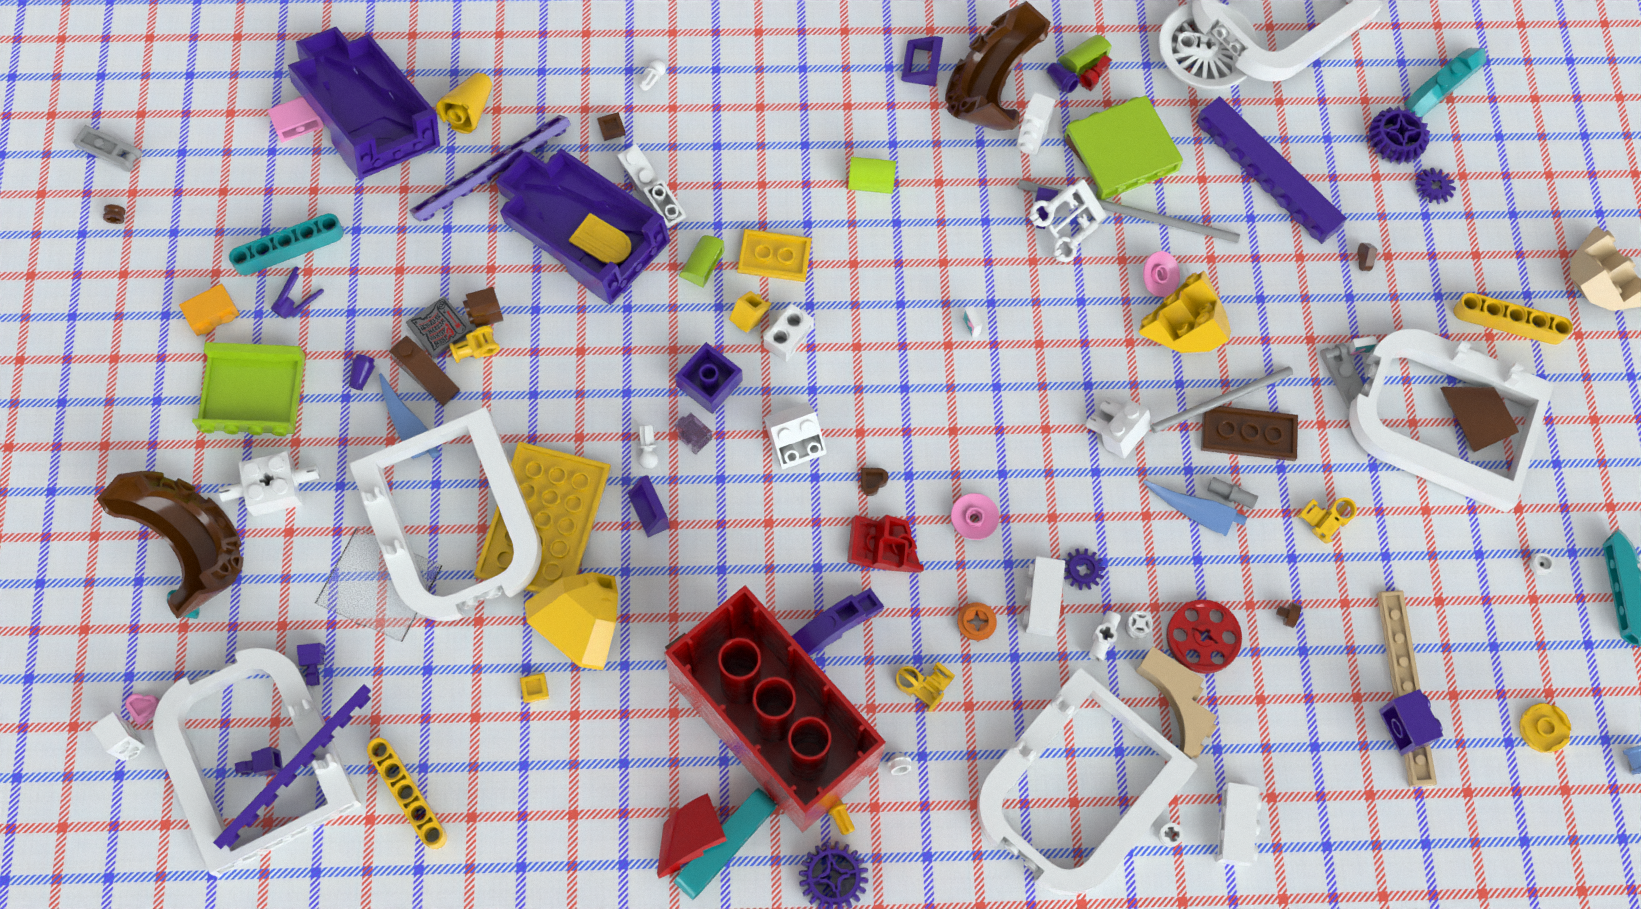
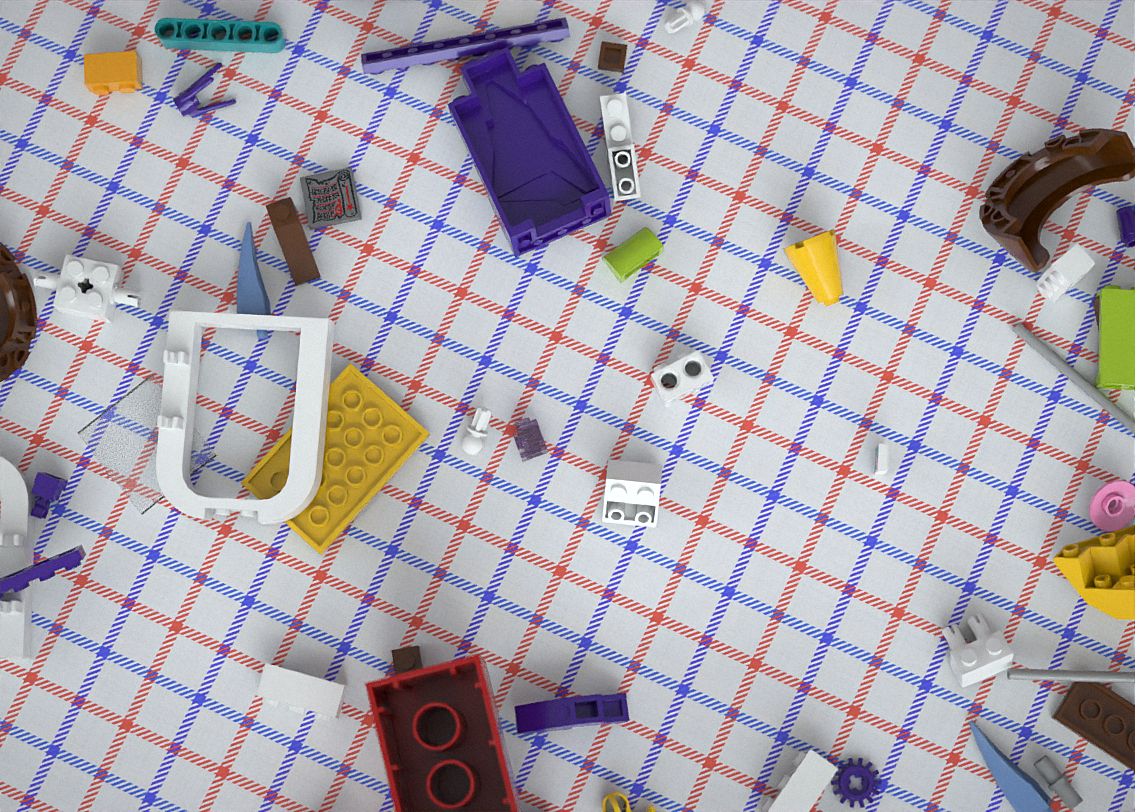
camera: 35 degrees right, 10 degrees up
(251, 389) = (116, 178): lime panel -> none
(361, 370) = (231, 210): dark purple cone -> none
(401, 782) = (66, 661): yellow beam -> none
(476, 344) = (357, 236): yellow connector -> none
(483, 307) = (382, 202): reddish brown brick -> none
(534, 688) = (245, 626): yellow tile -> none
(577, 616) = (318, 579): yellow brick -> none
(601, 240) = (539, 183): yellow window -> none
(607, 714) = (301, 692): none -> white brick
(648, 507) = (445, 497): dark purple tile -> none
(709, 378) = (573, 389): dark purple brick -> none
(749, 311) = (652, 335): yellow brick -> none
(774, 255) = (712, 283): yellow tile -> none
(849, 203) = (818, 266): none -> yellow cone
(872, 175) = (861, 243): lime brick -> none
(872, 480) = (688, 579): reddish brown tile -> none
(883, 544) = (662, 653): red slope -> none
(925, 77) = (981, 158): dark purple tile -> none
(979, 506) = (786, 672): bright pink dish -> none
(984, 614) = (720, 795): orange gear -> none
(1046, 195) = (1030, 364): dark purple piece -> none
(1087, 227) = (1081, 388): white piece -> none

